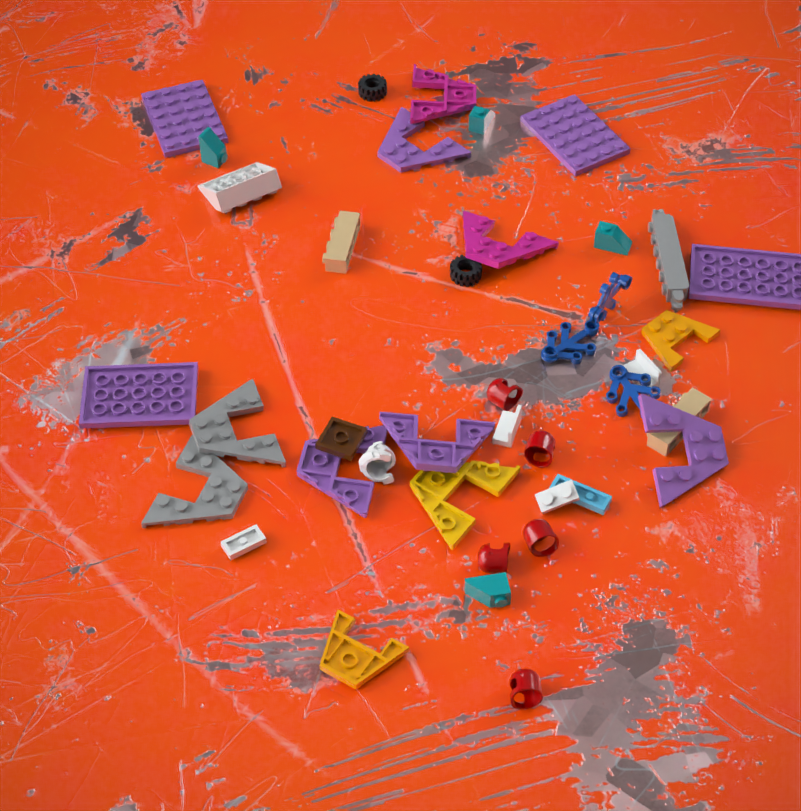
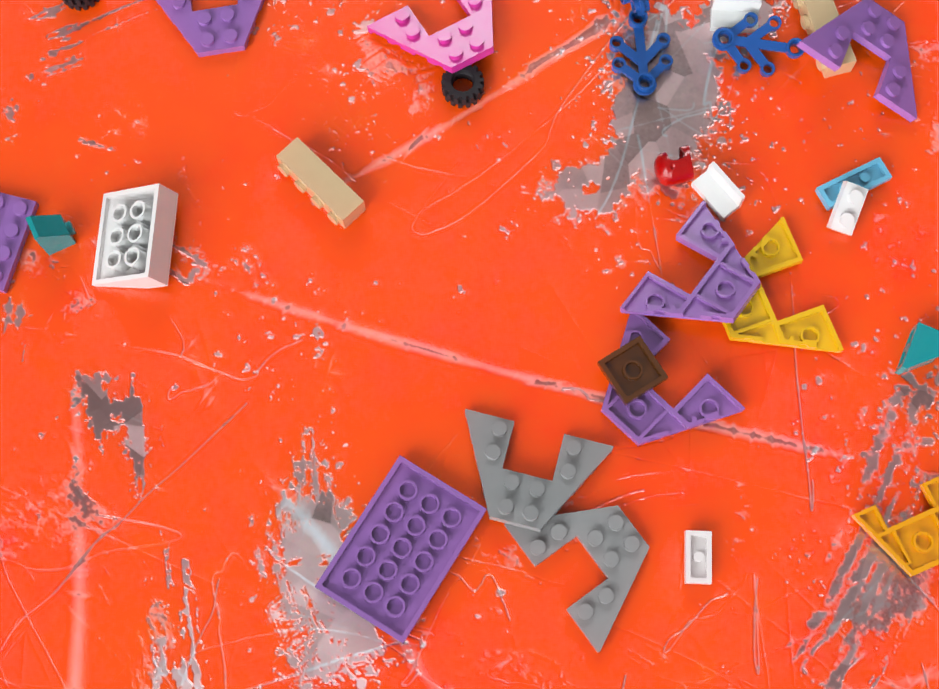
camera: 55 degrees left, 25 degrees up
(377, 462) = (687, 355): white helmet -> none
(494, 560) = (887, 324): red helmet -> none
(536, 531) = (887, 259): red helmet -> none
(540, 442) = (771, 177): red helmet -> none

